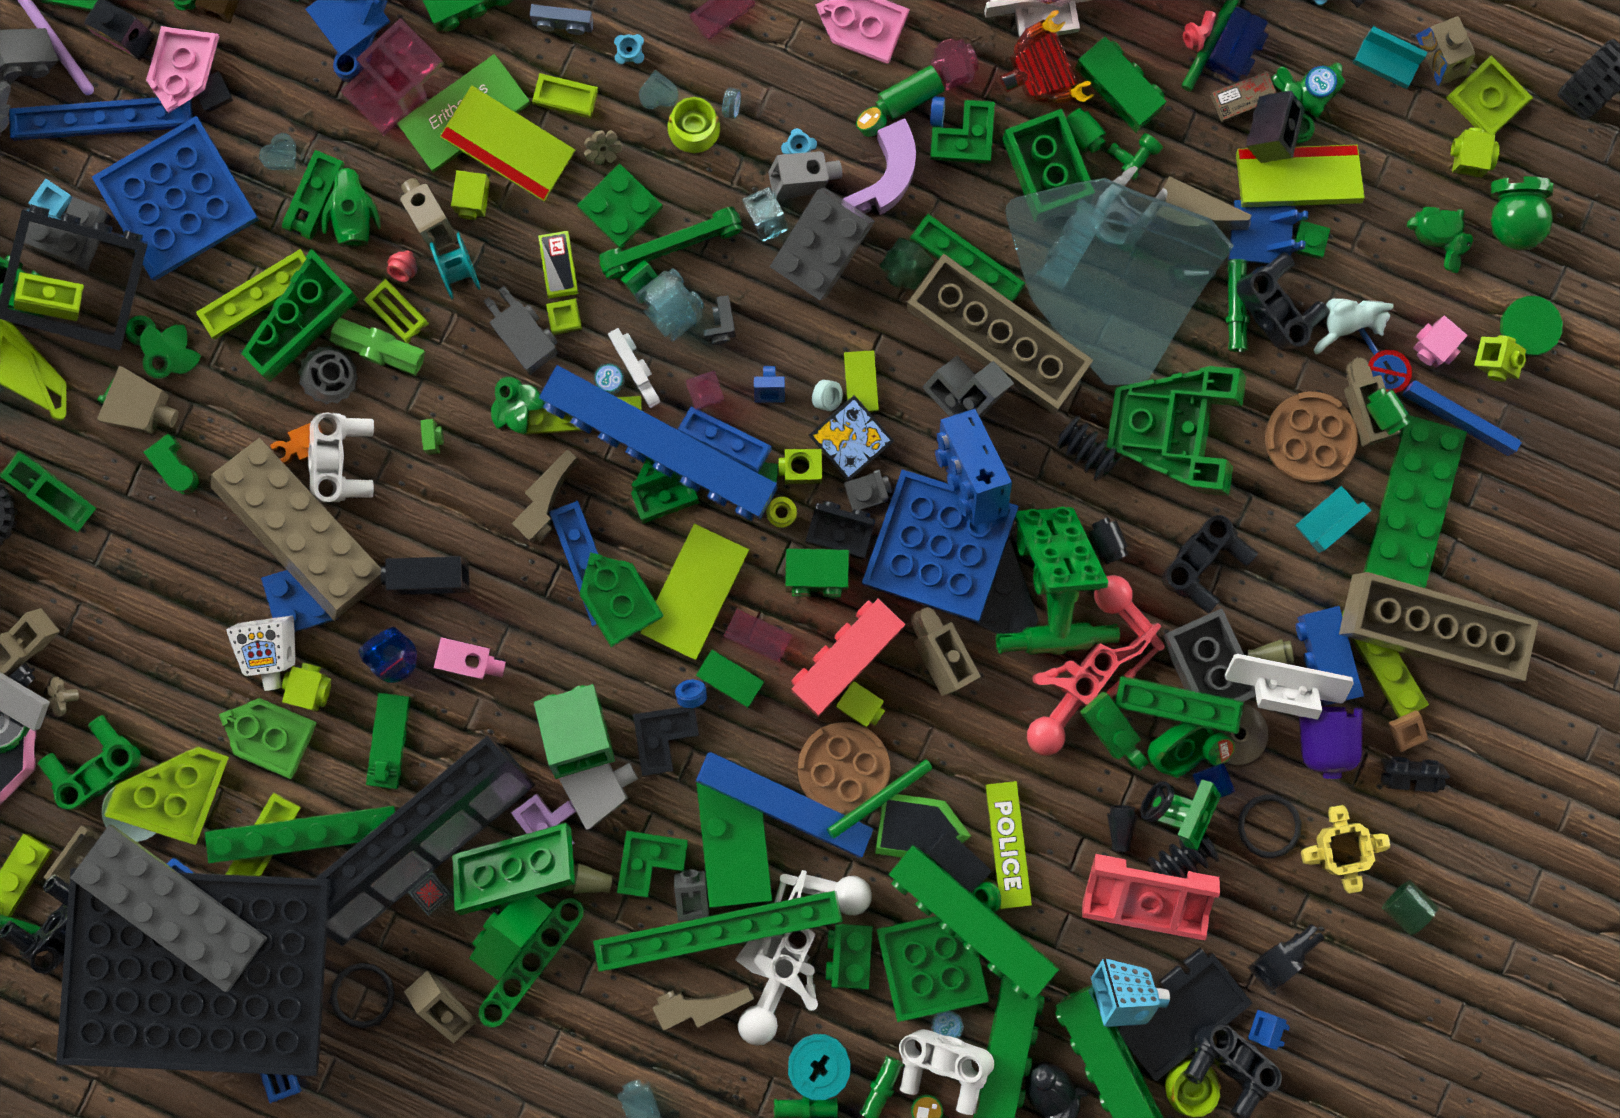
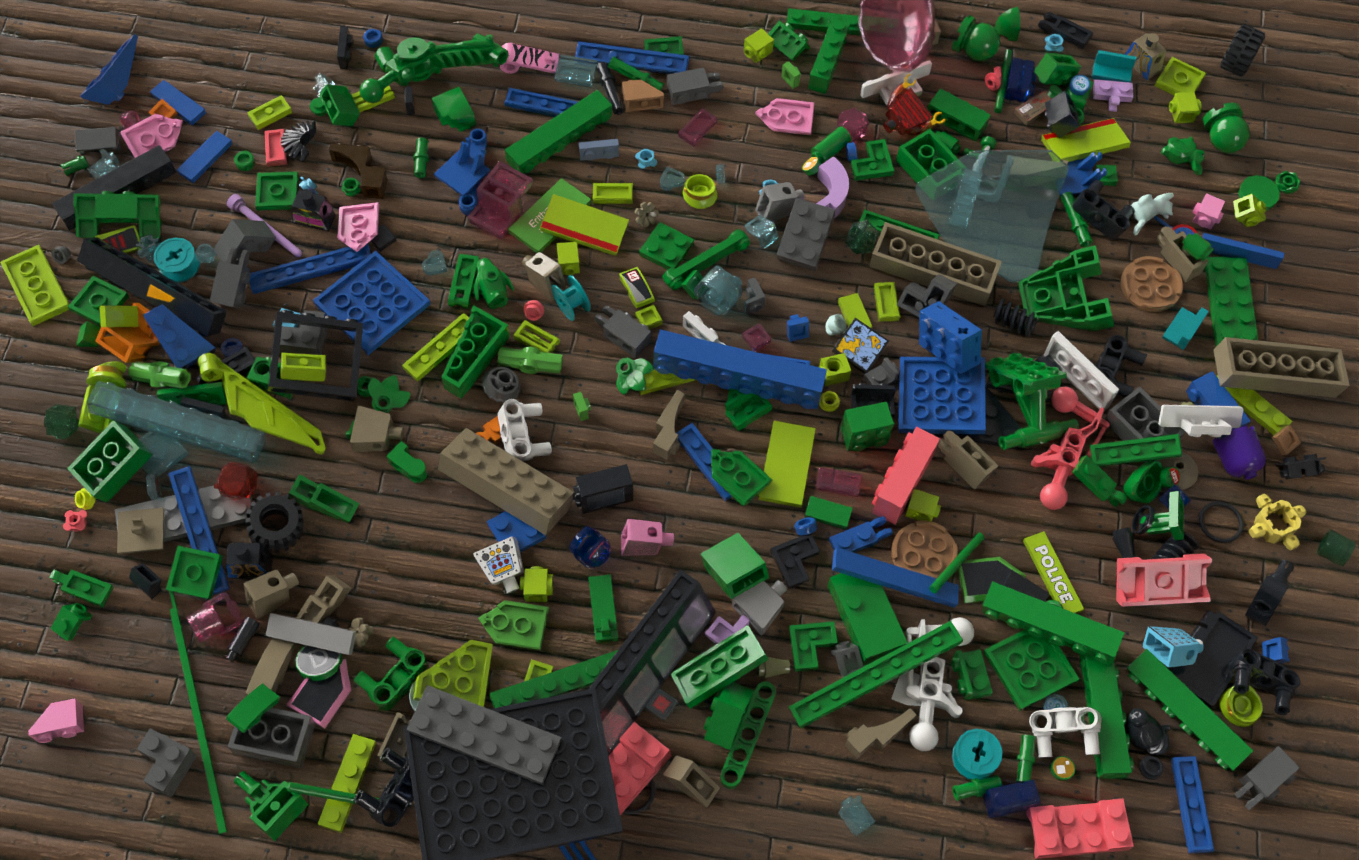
camera: 15 degrees left, 20 degrees down
(365, 971) = (635, 763): none -> coral piece
(759, 725) = (860, 536): none -> blue hinge
(913, 372) = (886, 301): none -> lime tile
(1148, 560) = (1082, 372): none -> white tile
(1297, 44) = (1057, 69): none -> green brick
(1375, 97) = (1113, 92): none -> lavender plate
(1589, 316) = (1287, 182): none -> green plate

